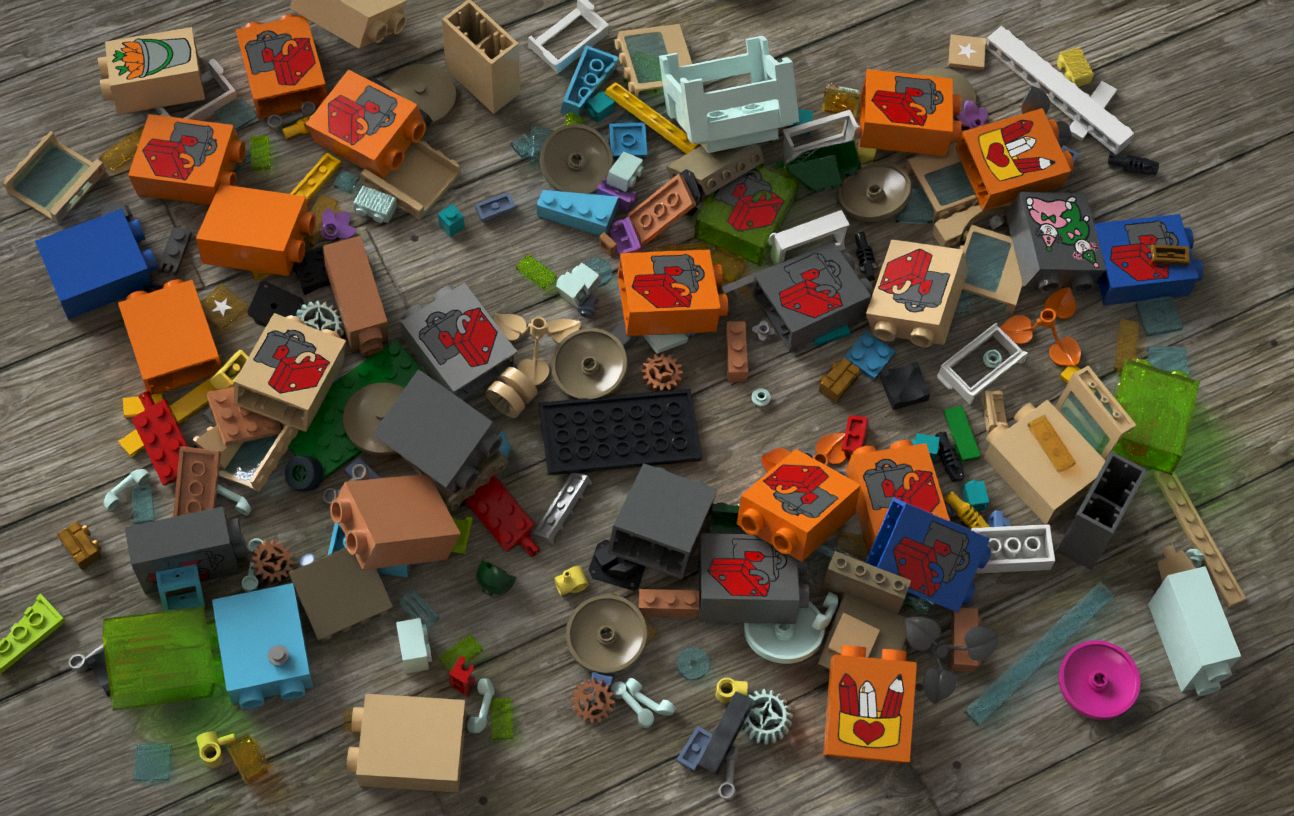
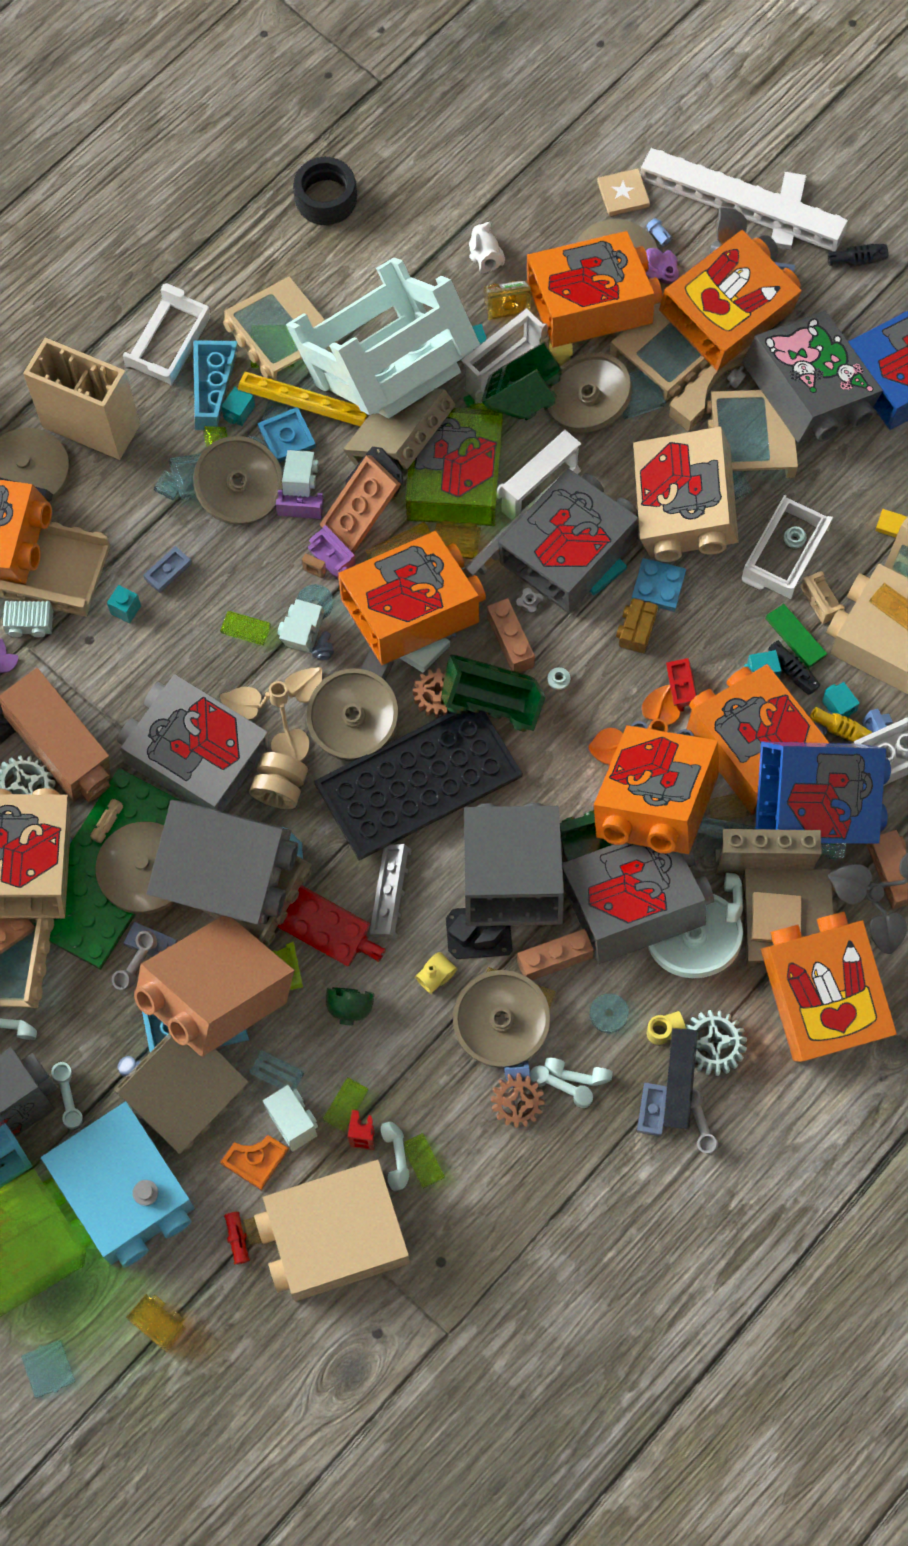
camera: 15 degrees left, 5 degrees up
(210, 742) = (105, 1320): light yellow piece -> none
(270, 553) = (80, 1075): nougat gear -> none
(304, 473) = (80, 965): black wheel -> none
(335, 720) = (236, 1238): none -> red pin
(369, 374) = (106, 821): none -> tan axle
(374, 670) = (255, 1162): none -> orange tile
(578, 210) = (264, 538): medium azure wedge -> none
(703, 385) = (492, 690): none -> dark green windscreen
(840, 57) = (485, 249): none -> white animal
(865, 256) = (607, 471): black hinge -> none
(904, 386) = (712, 605): black brick -> none
(981, 88) = (656, 228): none -> light blue pin
(1058, 304) = (841, 450): orange plant -> none
(1075, 67) = (750, 166): light yellow brick -> none

